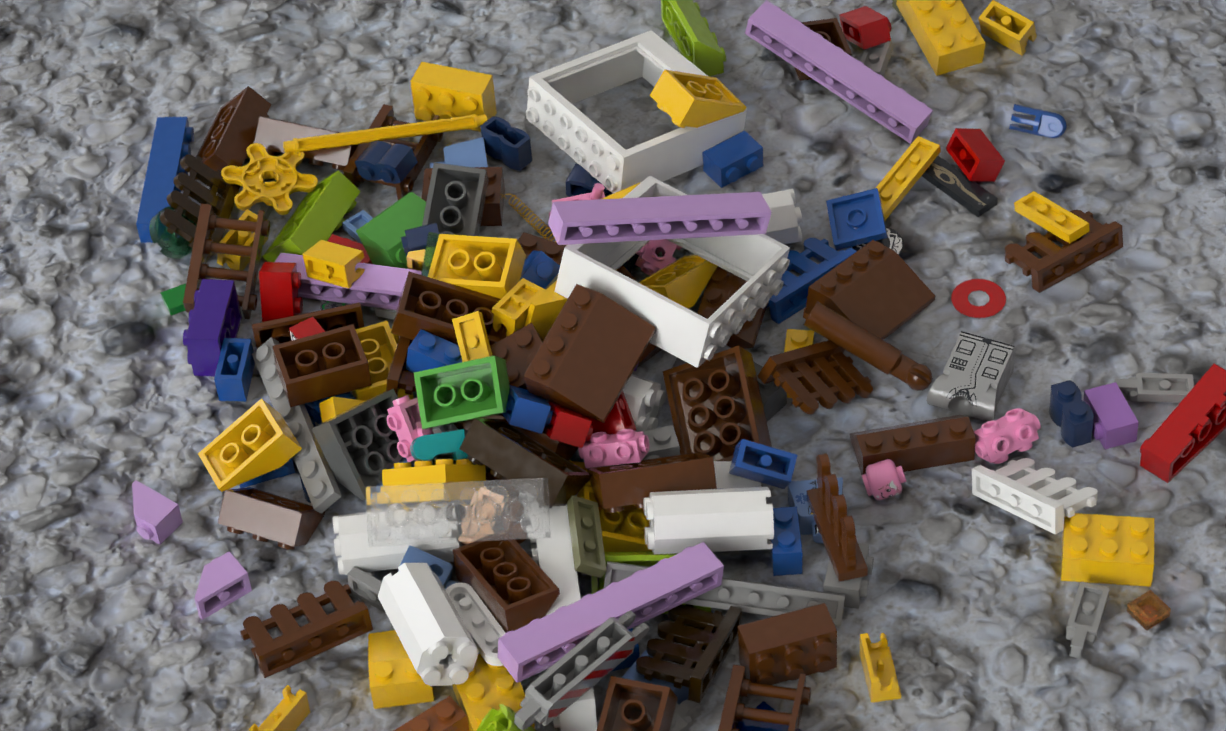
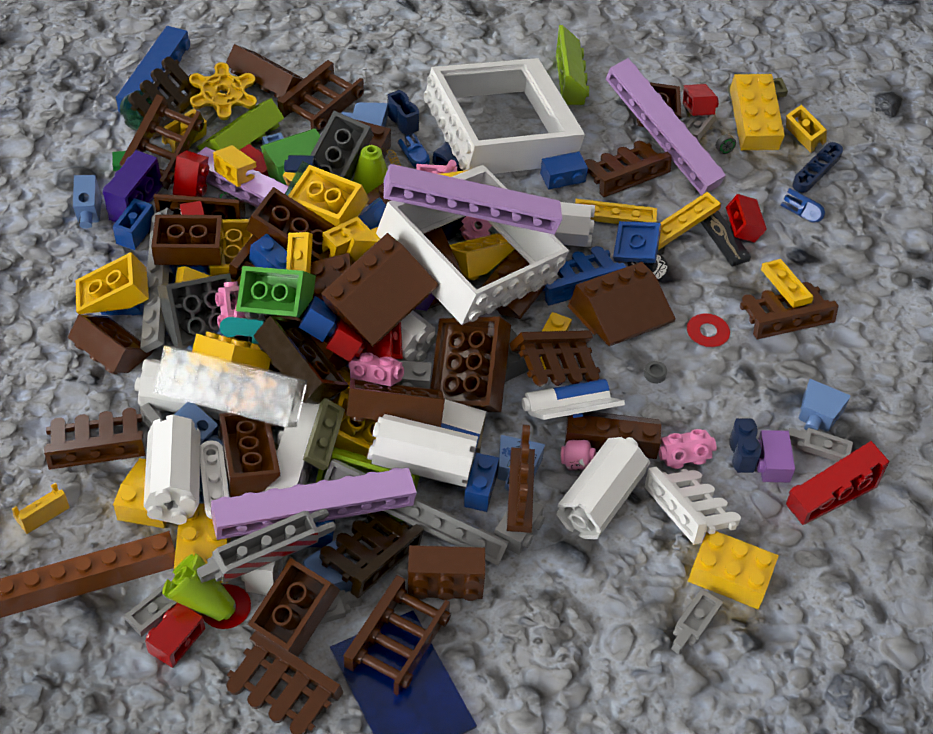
camera: 10 degrees right, 5 degrees up
(154, 513) = (26, 316): lavender slope -> none
(165, 365) = (86, 207): none -> medium blue torso
(221, 584) = (47, 386): lavender slope -> none
(233, 130) = (216, 50): reddish brown slope -> none
(384, 133) = (315, 80): yellow piece -> none
(386, 162) = (308, 101): dark blue brick -> none
(451, 93) = (379, 66): yellow brick -> none
(501, 217) = (370, 168): none -> lime cone
(539, 186) = (415, 152): none -> blue arm
(694, 99) = (546, 116): yellow slope -> none
(763, 464) = (485, 415): blue brick -> none
(819, 191) = (616, 212): none -> yellow plate
(820, 135) = (634, 173): none -> reddish brown fence
(849, 421) = (570, 400): none -> white door
(868, 347) = (605, 345): reddish brown piece -> none
(879, 669) = (513, 613): yellow hinge -> none
(916, 73) = (725, 144): none -> dark grey tile
(928, 504) = (603, 487): none -> white brick
(935, 361) = (655, 372): none -> dark grey tile
(974, 377) = (679, 393): light grey piece -> none
(1041, 71) = (815, 165): none -> dark blue beam
(1142, 344) = (822, 406): none -> medium blue torso
(1148, 610) = (748, 630): clear orange plate -> none

